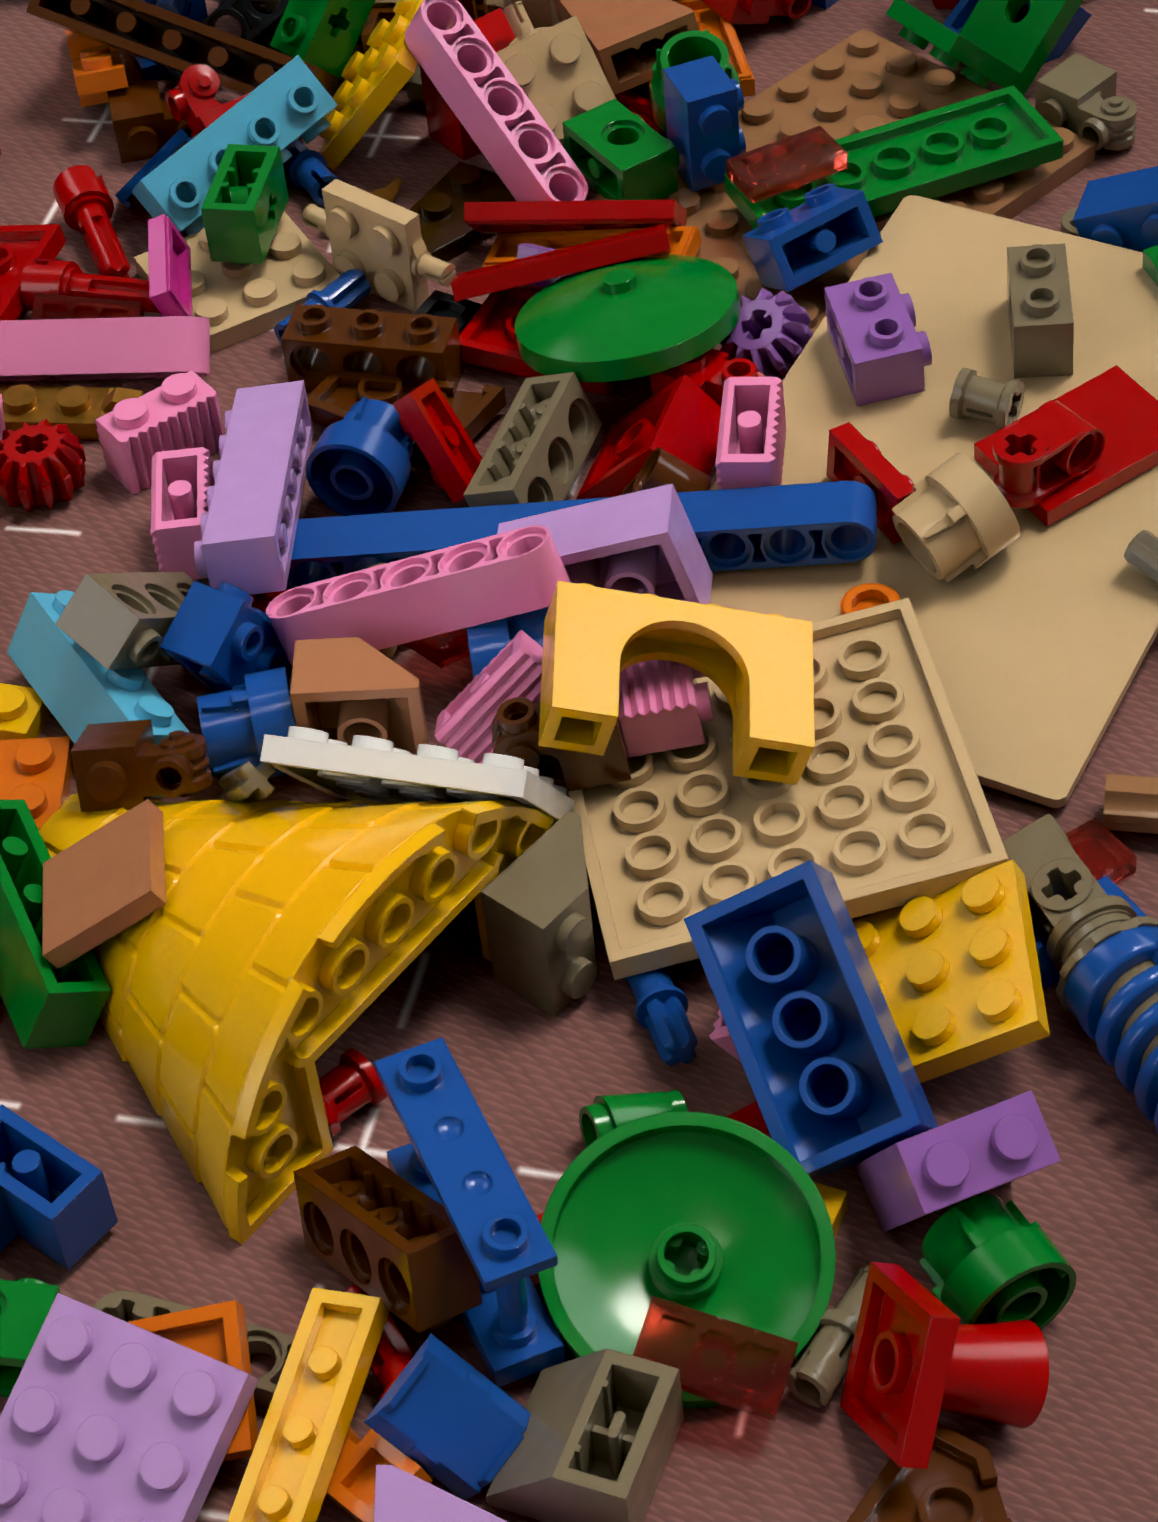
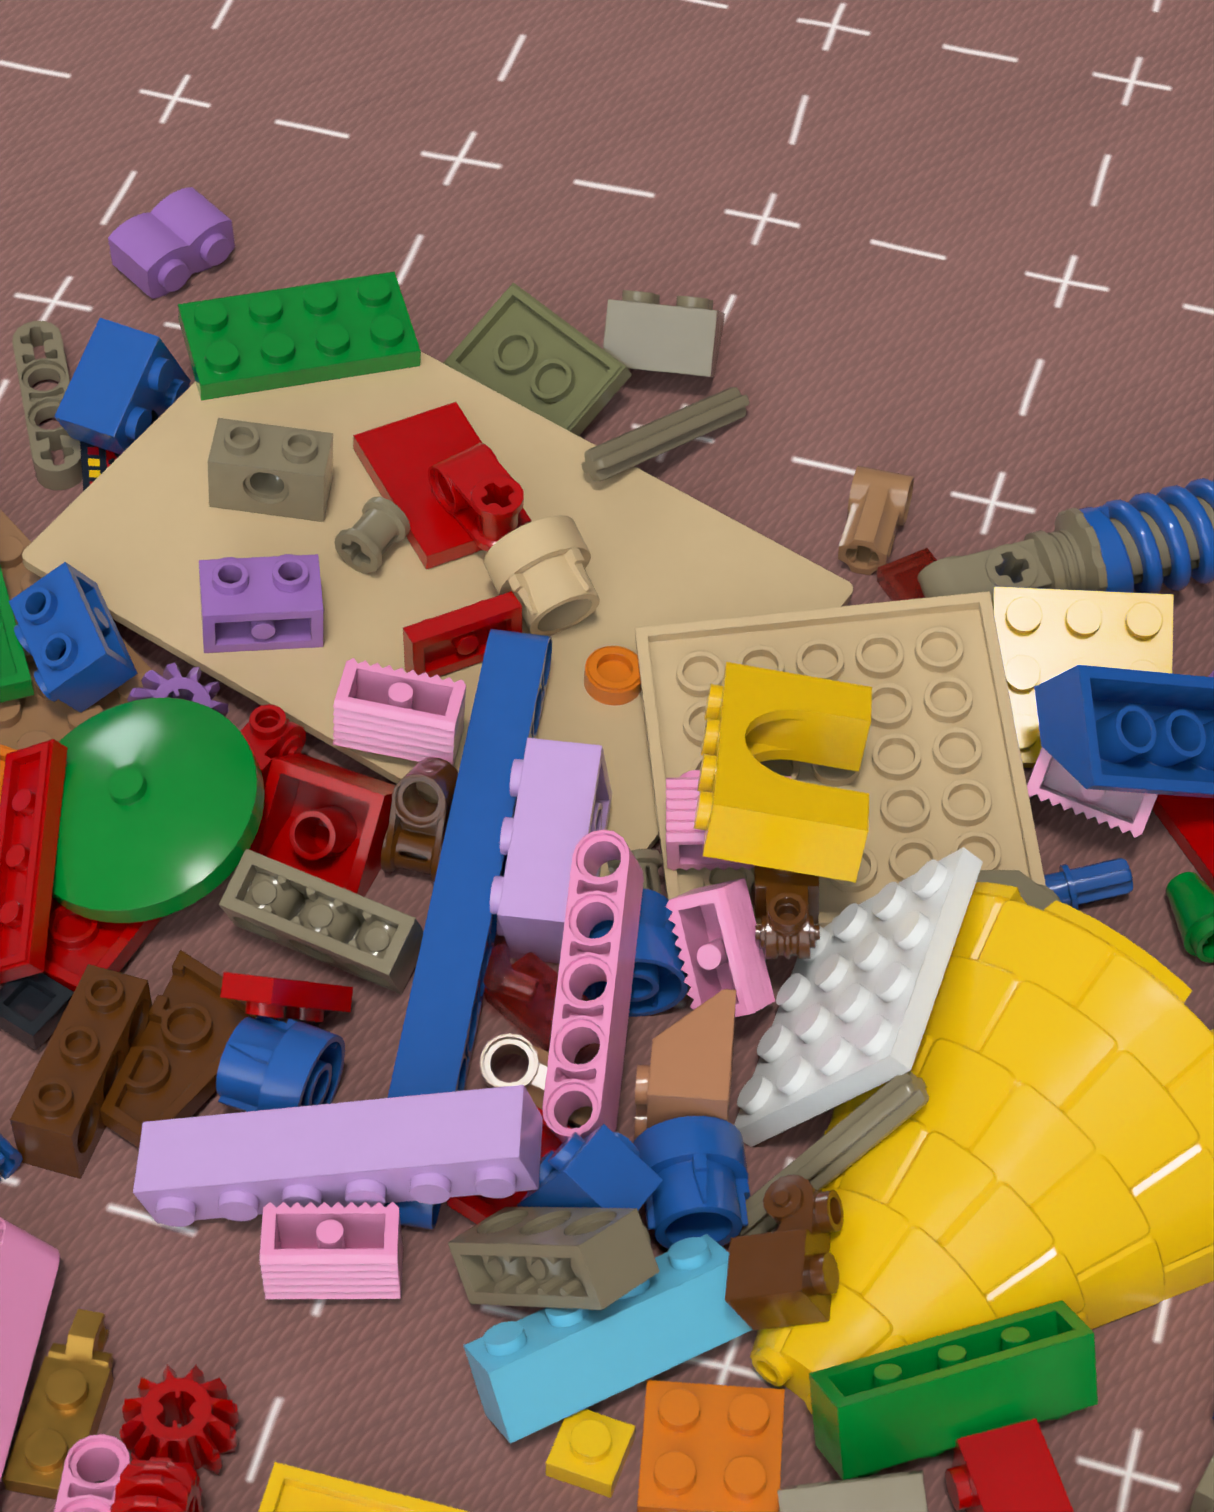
camera: 90 degrees left, 5 degrees up
(103, 884) = (979, 1266): nougat tile -> none
(169, 418) = (161, 1286): bright pink brick -> none

